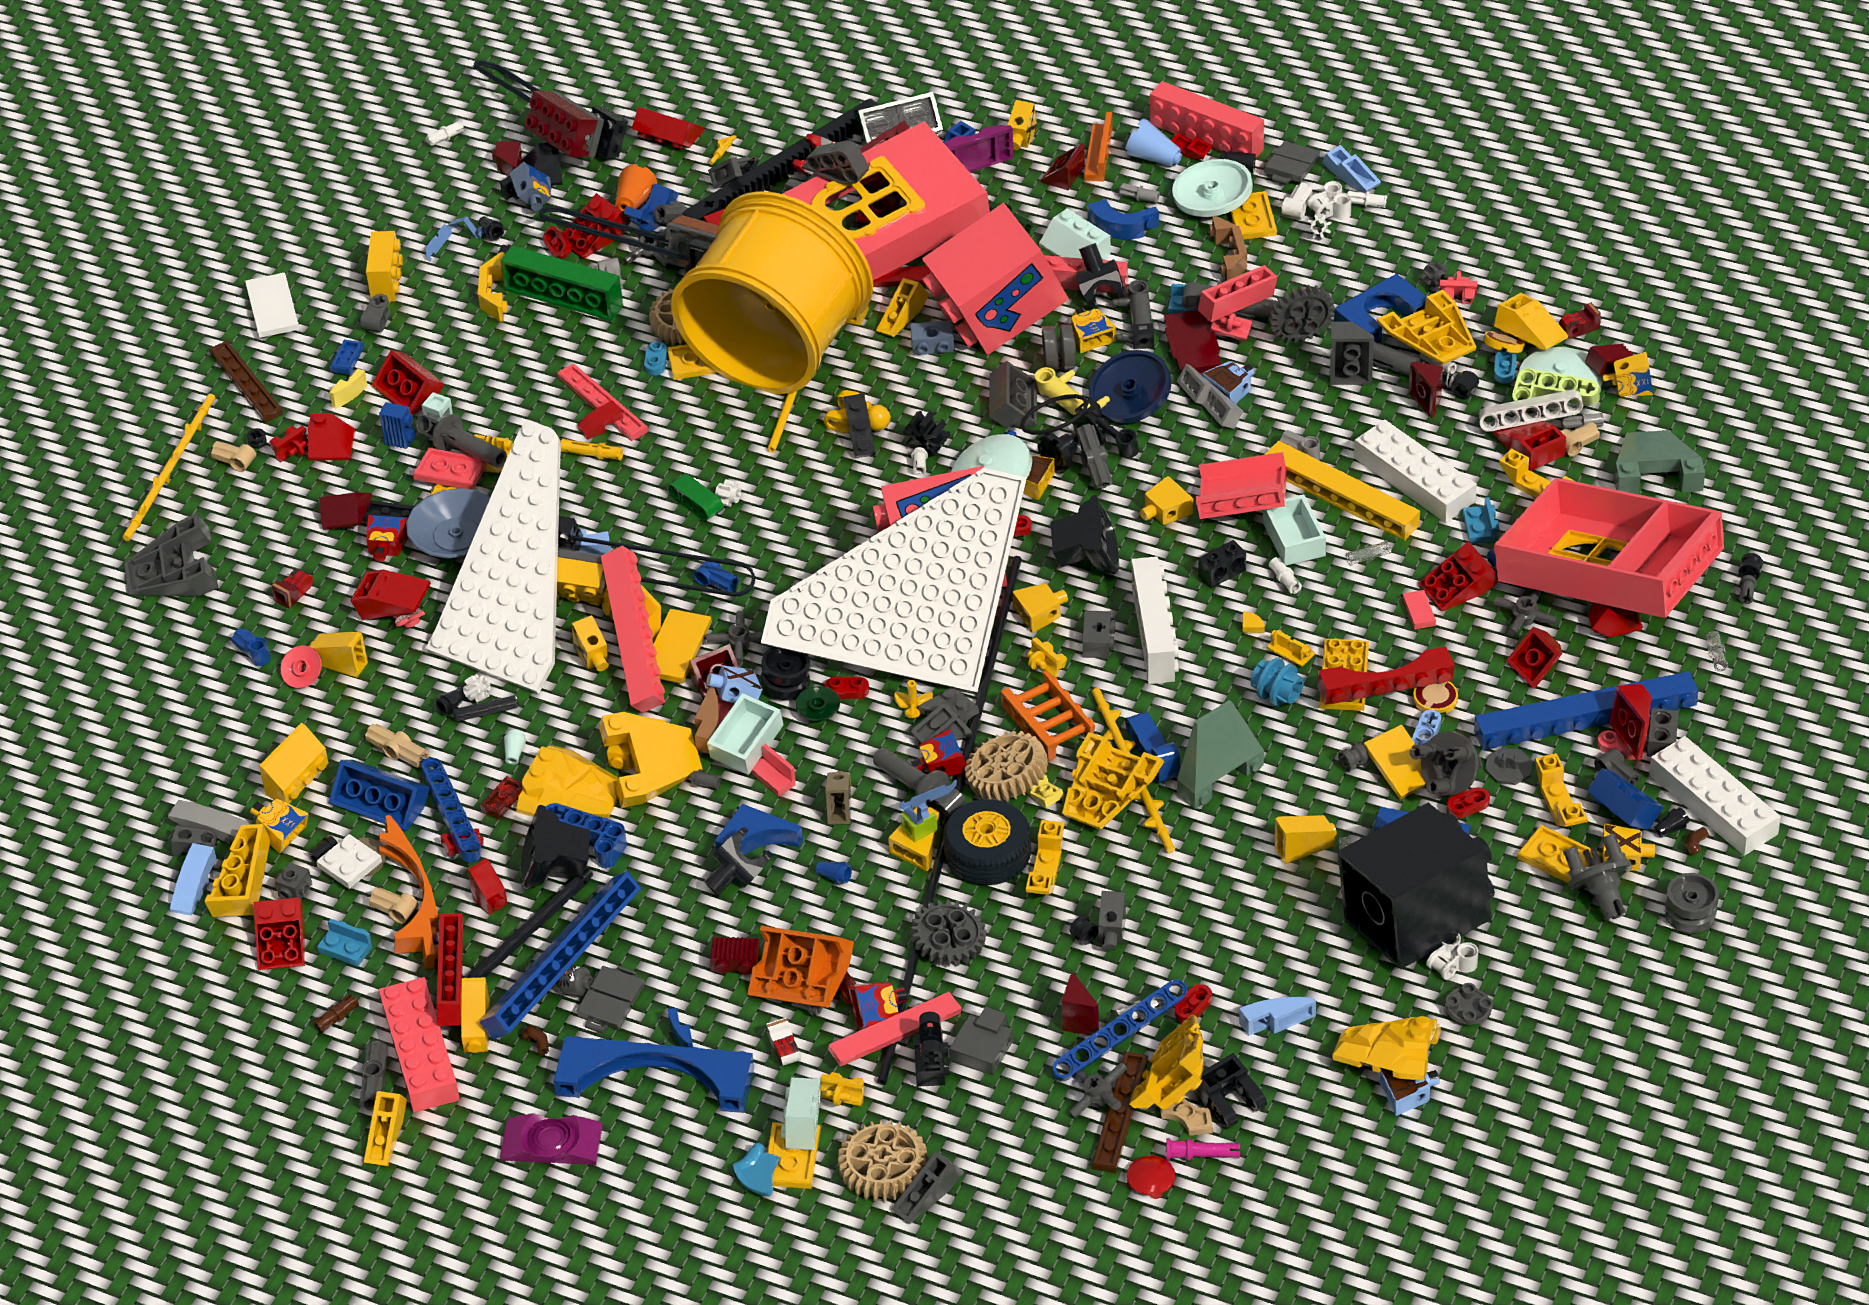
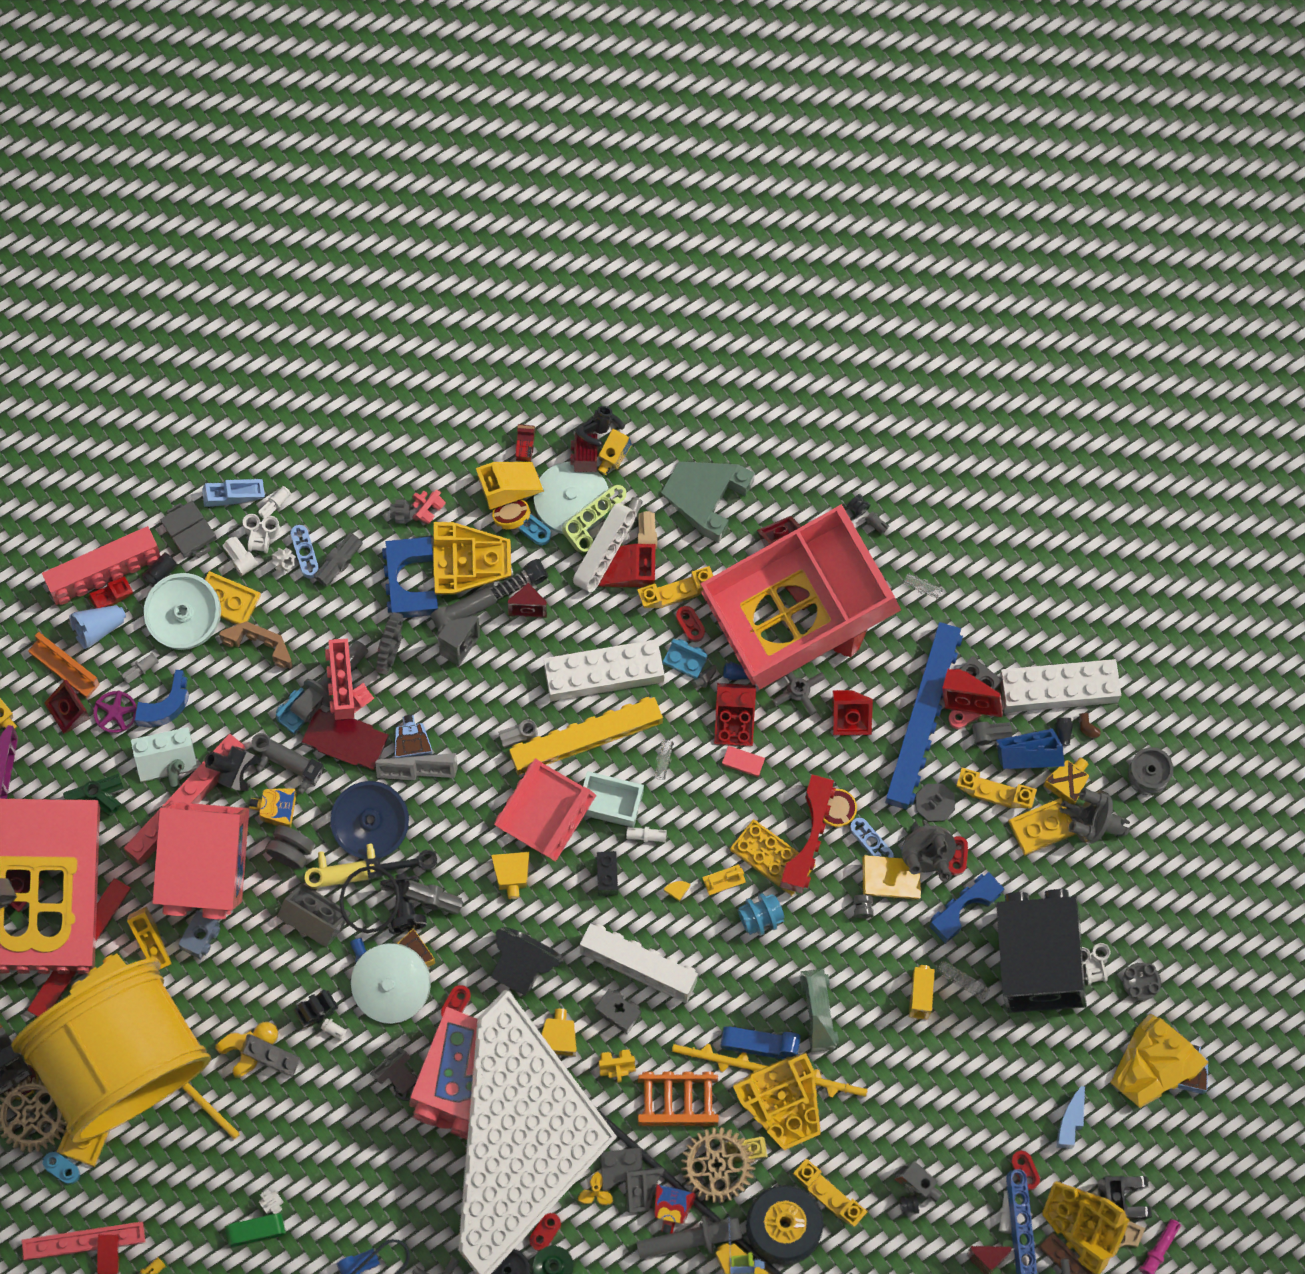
camera: 65 degrees left, 25 degrees up
(1067, 250) = (173, 771): none -> sand green arm
(1085, 198) = (114, 711): none -> magenta wheel
(1351, 231) = (303, 565): none -> light blue beam
(1353, 260) = (338, 559): none -> dark grey piece
(1477, 544) = (705, 677): none -> dark grey bar
(1516, 507) = (691, 624): none -> red plate
(1651, 344) = (598, 423): none -> black piece

